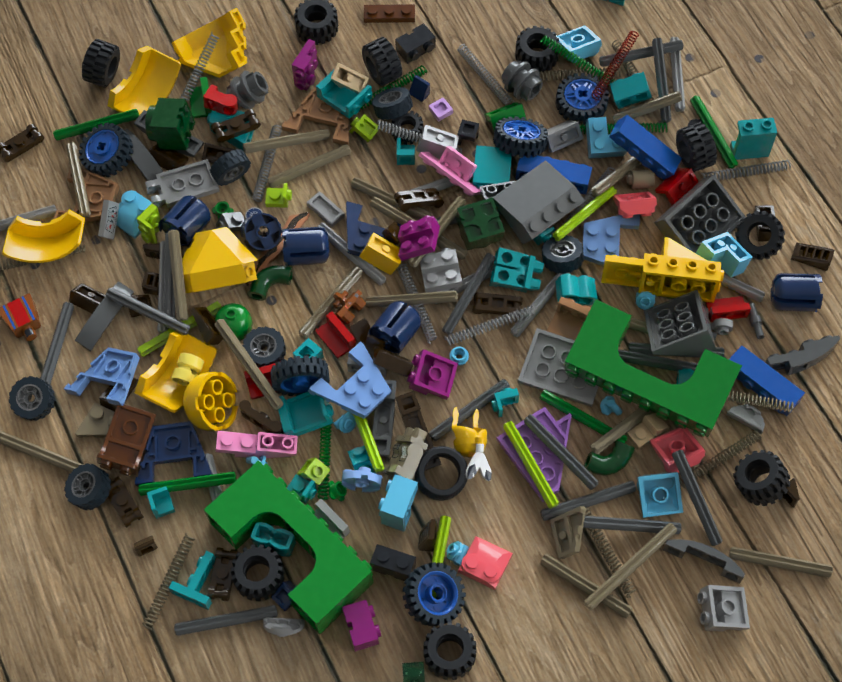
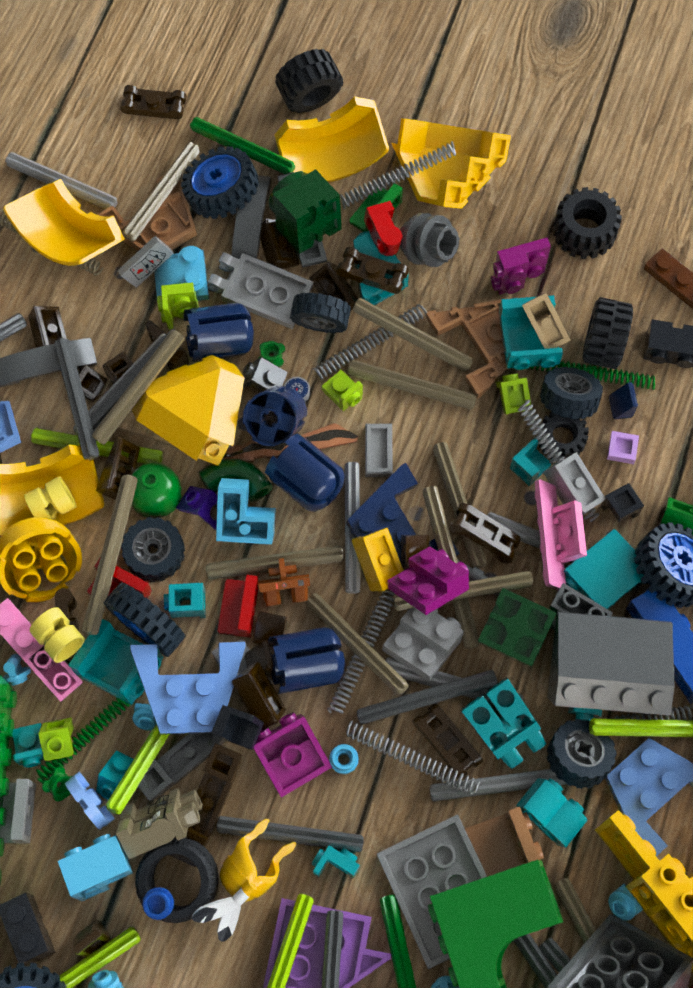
camera: 45 degrees right, 5 degrees up
(264, 420) = (57, 635): none -> light yellow wheel
(265, 305) = (199, 502): none -> dark purple bracket
(293, 295) = (239, 521): none -> medium azure brick
(398, 379) = (237, 727): none -> black panel
(445, 485) = (158, 903): none -> blue plate

